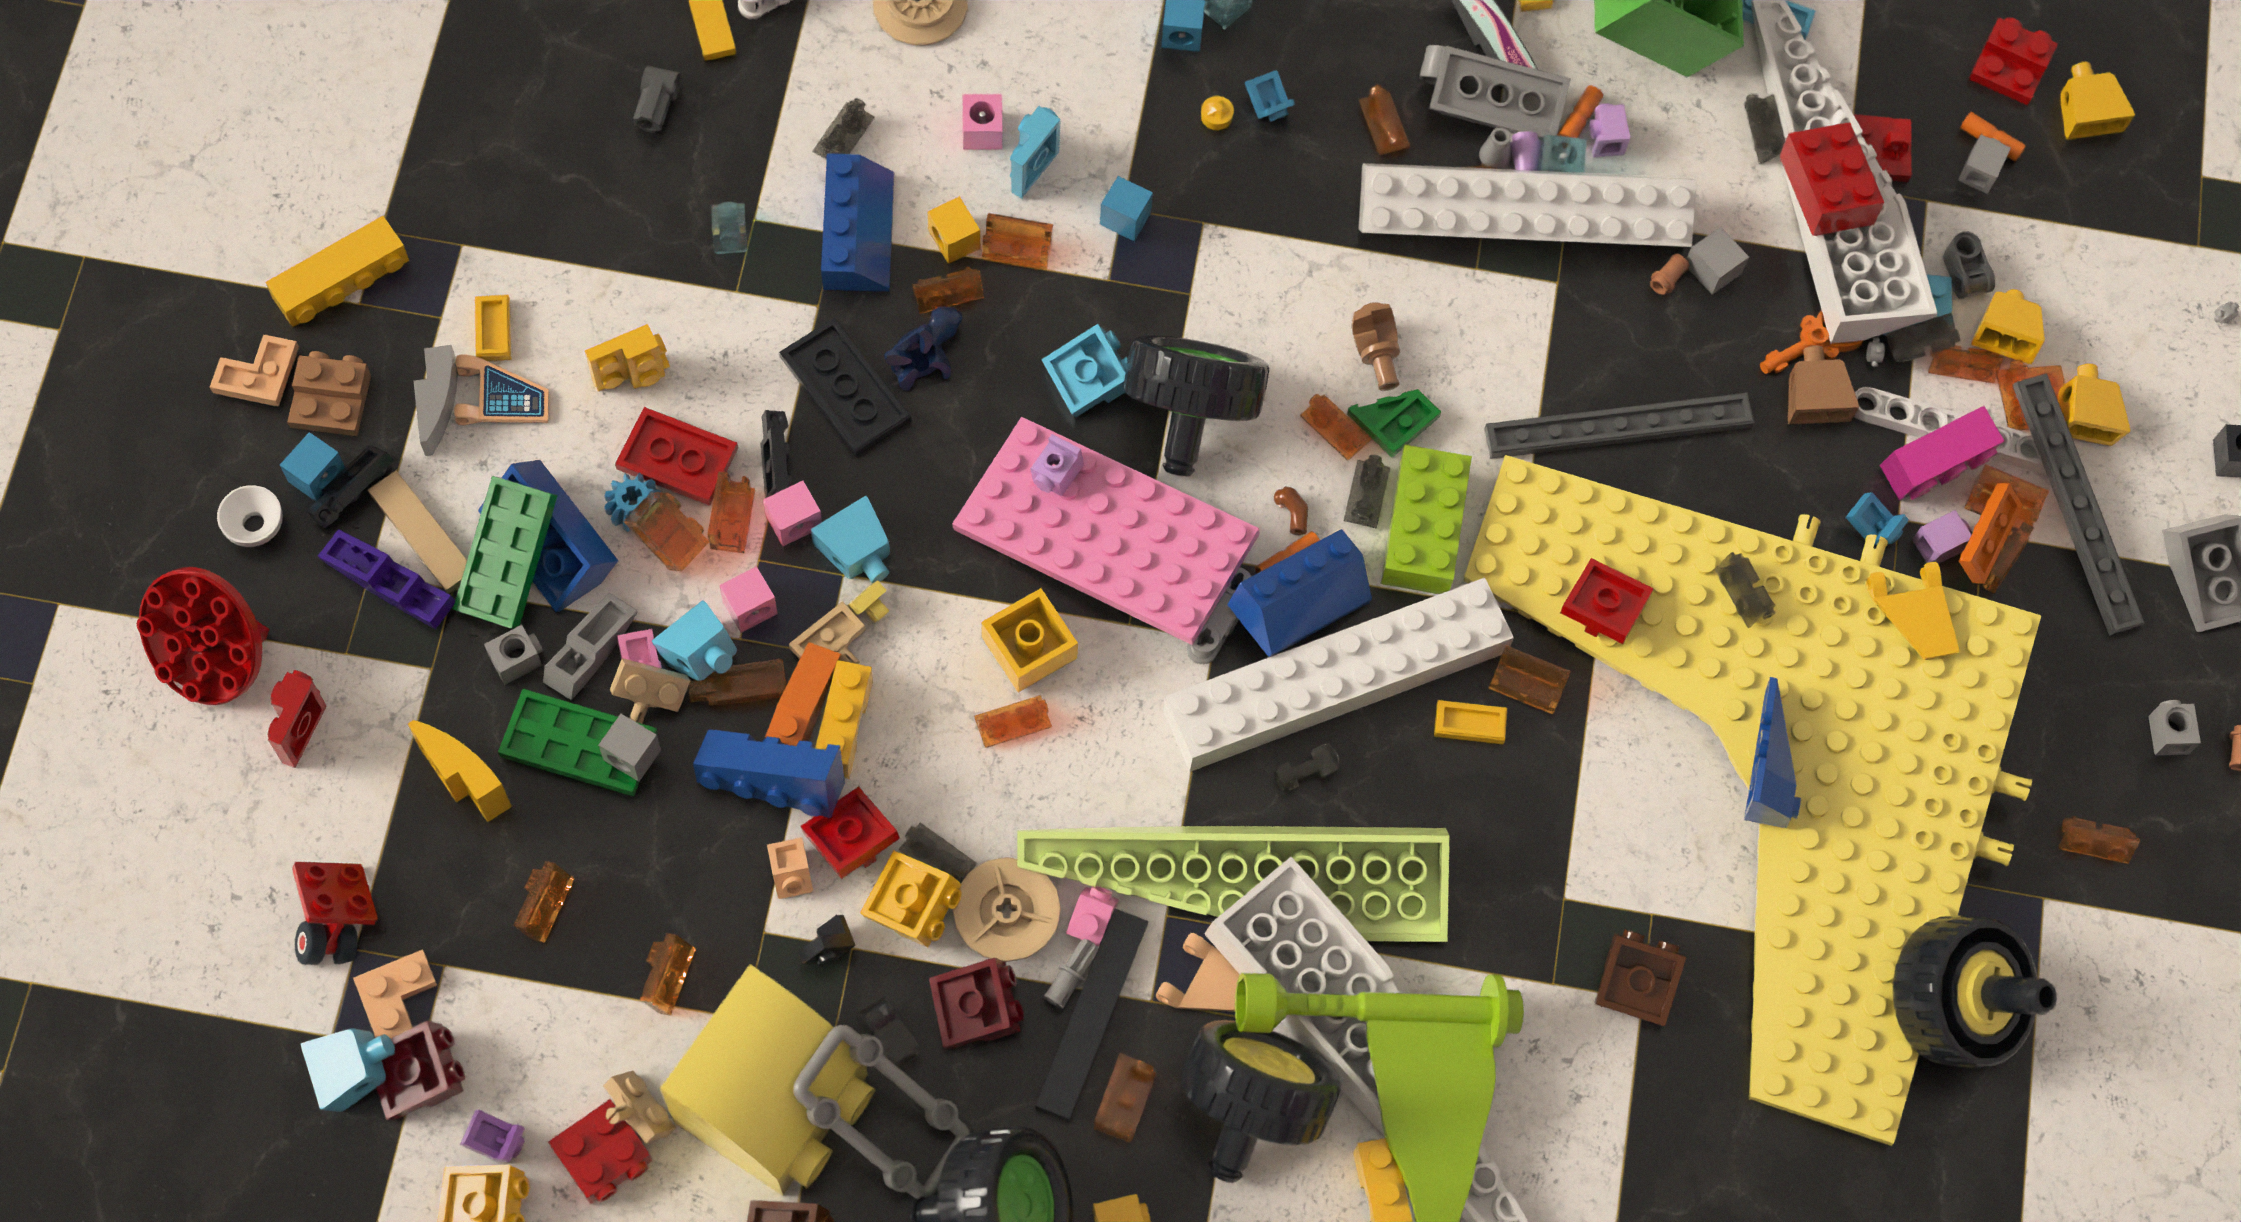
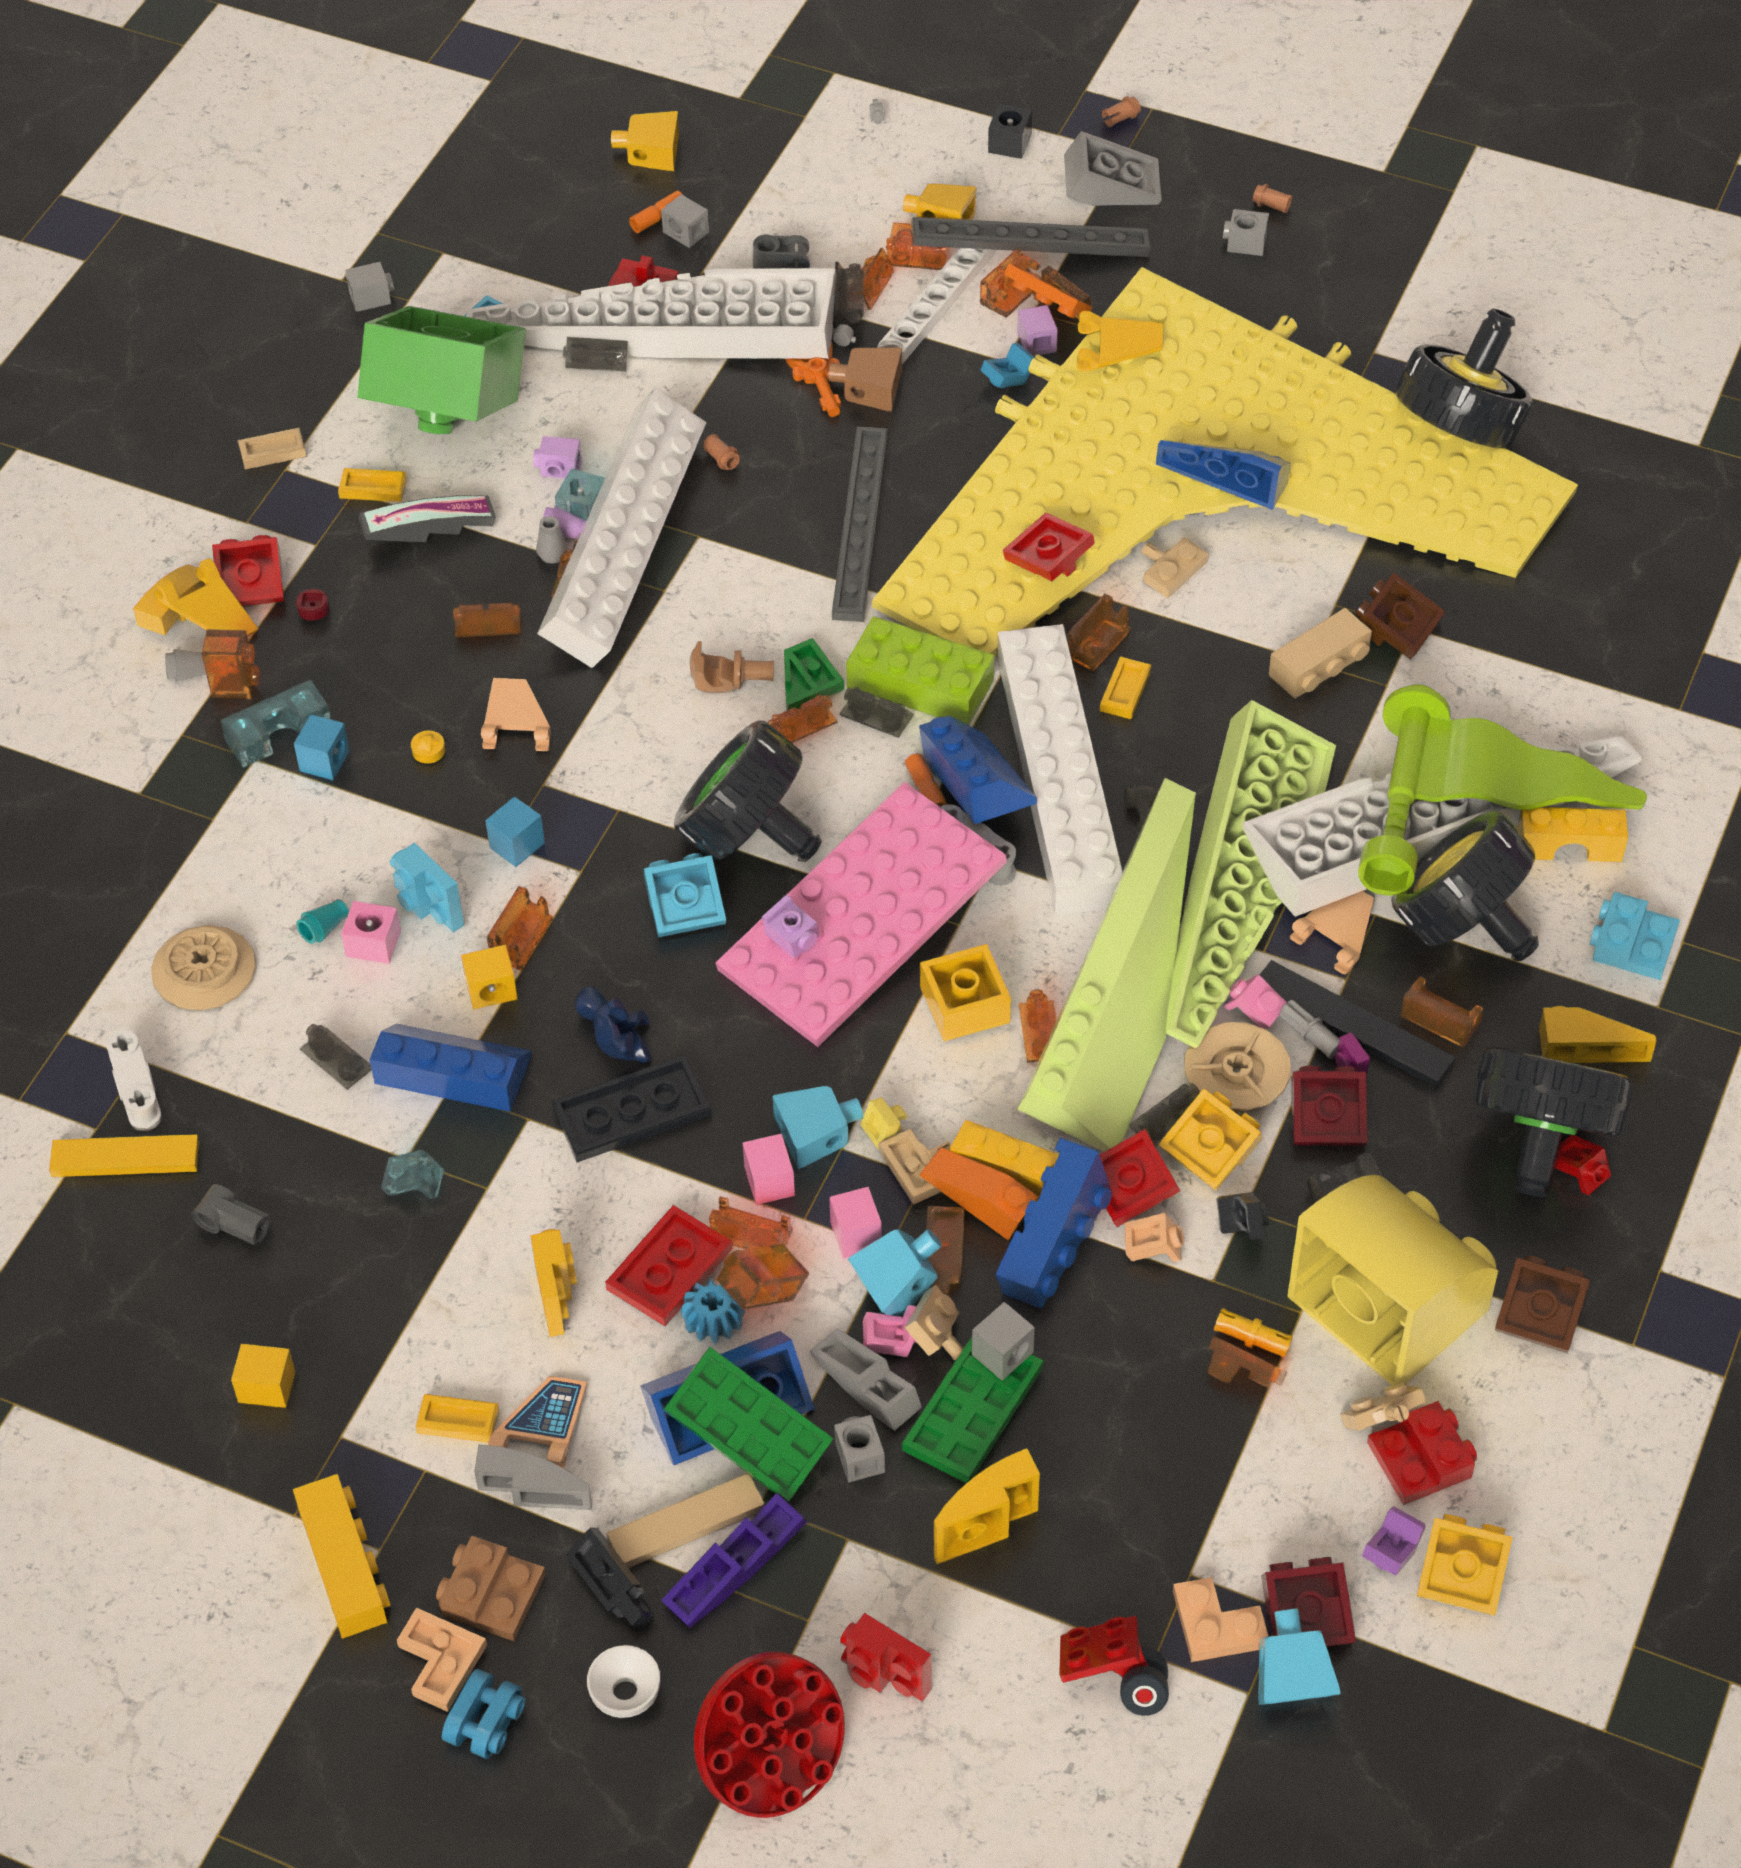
camera: 70 degrees left, 15 degrees down
(216, 432) = (491, 1732): none -> dark azure brick
(312, 466) = (580, 1610): dark azure piece -> none
(497, 166) = (263, 1375): none -> yellow piece
(547, 893) = (1128, 1456): clear orange hinge -> none
(703, 975) = (1253, 1332): none -> yellow pin
(775, 452) = (699, 1176): black hinge -> none
(826, 1112) = (1438, 1151): light grey bar -> none
(954, 290) = (552, 986): clear orange hinge -> none
(988, 79) = (321, 921): none -> teal cone
(1041, 1016) = (1352, 1054): none -> magenta plate
(1047, 779) = (1120, 998): none -> yellowish green wedge
(1268, 96) = (429, 700): dark azure bracket -> none
(1279, 173) = (514, 708): none -> light nougat flag
(1291, 499) = (877, 767): dark orange arm -> none
(1450, 65) = (456, 547): light grey hinge -> none
(1565, 905) = (1320, 653): none -> tan brick
(1581, 112) = (529, 476): orange piece -> none
(1651, 739) = (1173, 566): none -> tan plate
(1716, 260) = (722, 413): light grey piece -> none
(1737, 577) = (1064, 451): clear smoke hinge -> none
(1831, 179) = (682, 302): red brick -> none
(1942, 454) = (966, 302): dark pink brick -> none
(2011, 327) = (852, 237): yellow torso -> none
(2013, 60) = (586, 180): red plate -> none
(2108, 843) = (1333, 302): clear orange hinge -> none

